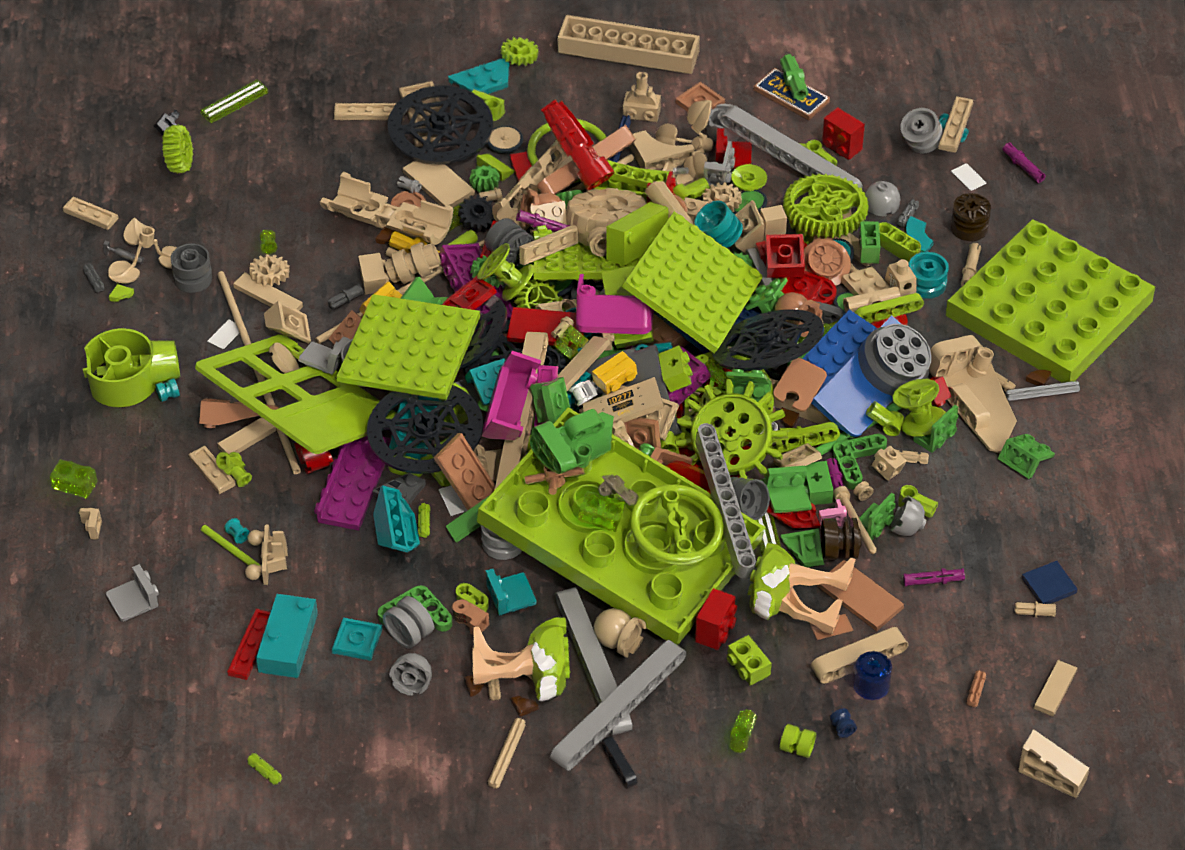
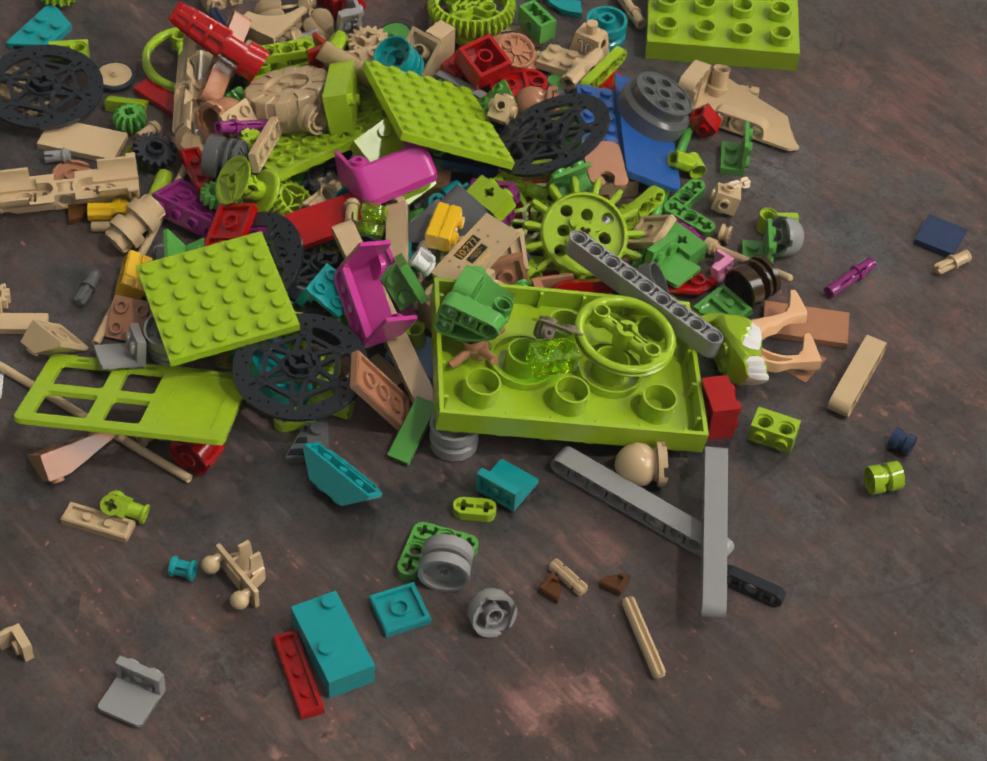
camera: 40 degrees left, 0 degrees up
(228, 546) = (187, 589): lime piece -> none
(247, 436) = (106, 471): tan tile -> none
(283, 358) = (83, 375): tan tile -> none
(350, 485) = (260, 464): magenta bracket -> none
(372, 272) = (97, 252): tan brick -> none
(424, 520) = (361, 460): lime axle -> none
(452, 501) = (369, 426): white sticker -> none
(470, 615) = (490, 526): nougat leg -> none
(543, 659) = (607, 531): animal -> none
(742, 731) = (828, 495): clear neon green piece -> none
(749, 177) = (377, 14): lime dish -> none
(756, 301) = (502, 109): none -> tan brick
(872, 675) = (889, 385): clear blue piece -> none
(898, 242) = (566, 14): lime beam -> none
(917, 397) = (710, 130): lime piece -> none
(976, 688) = (972, 353): nougat axle -> none
(1024, 454) = (822, 141): bright green bracket -> none
(1038, 377) = (769, 74): reddish brown tile -> none
(1042, 390) = (783, 82): axle -> none

